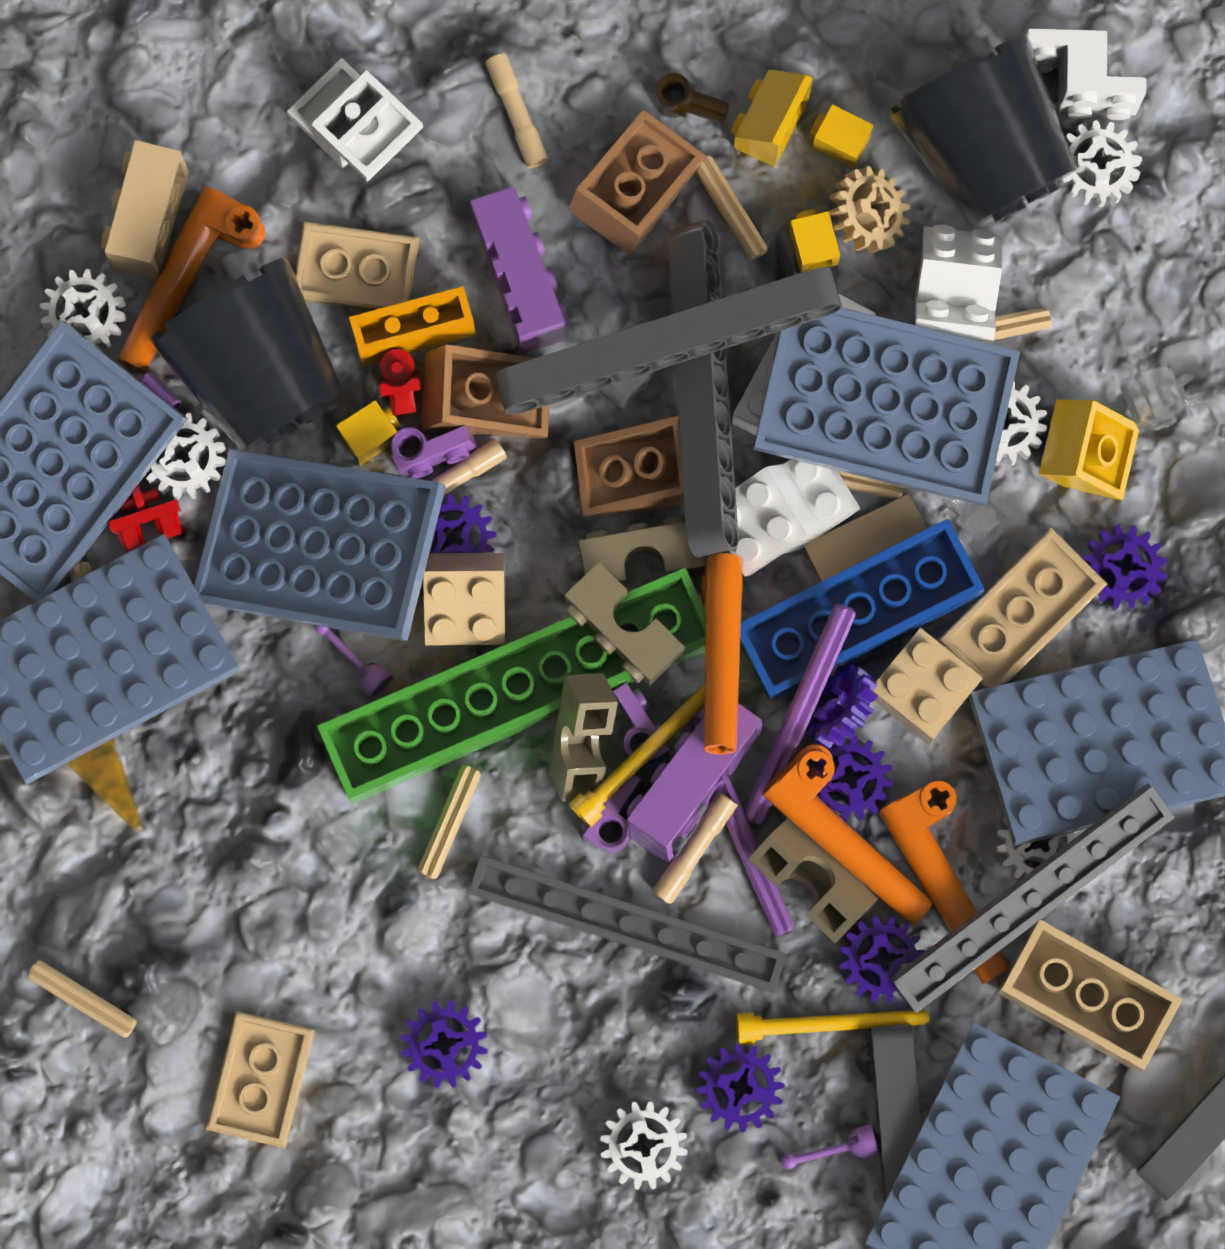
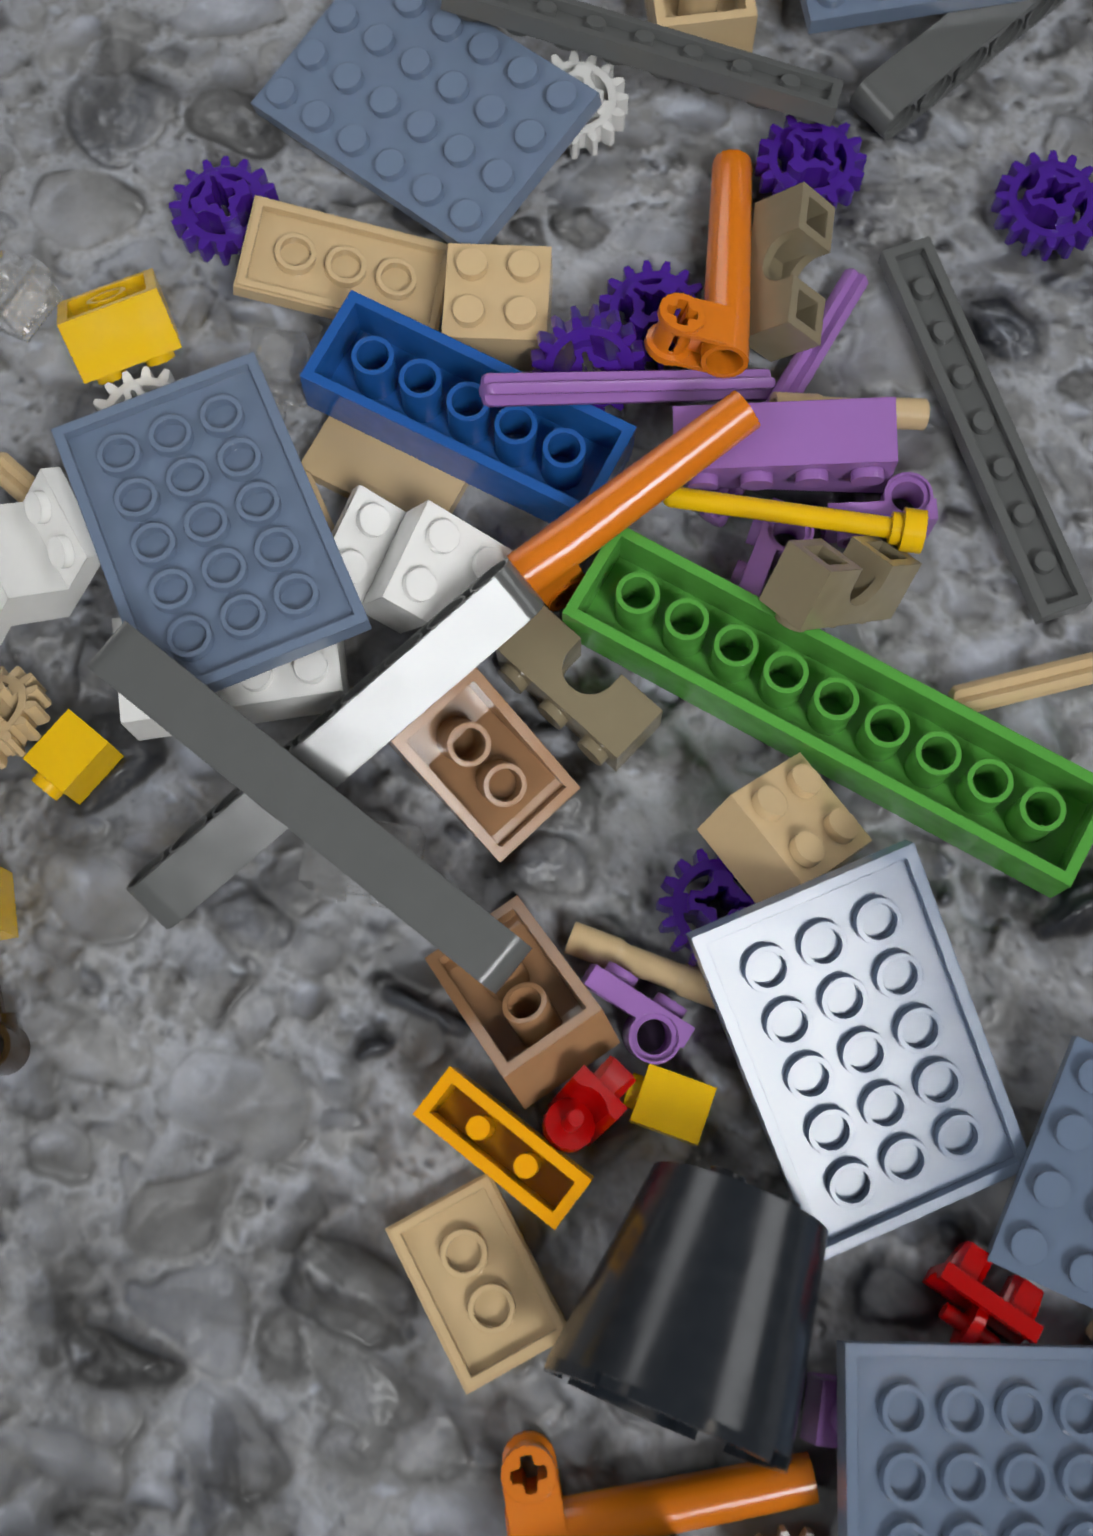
camera: 120 degrees left, 5 degrees down
(196, 448) = (880, 1287): white gear -> none
(355, 119) = (287, 1427): white bracket -> none
(371, 677) = (948, 883): medium lavender hinge -> none
(508, 89) = (118, 1260): tan piece -> none
(519, 269) = (338, 1071): medium lavender wedge -> none
(635, 182) = (135, 1009): medium nougat slope -> none
(645, 652) = (693, 573): dark tan arch -> none
(731, 208) = (94, 885): tan axle -> none
(754, 1027) = (979, 238): yellow piece -> none
(860, 1143) = (1001, 70): medium lavender hinge -> none
(909, 825) = (652, 227): orange axle -> none

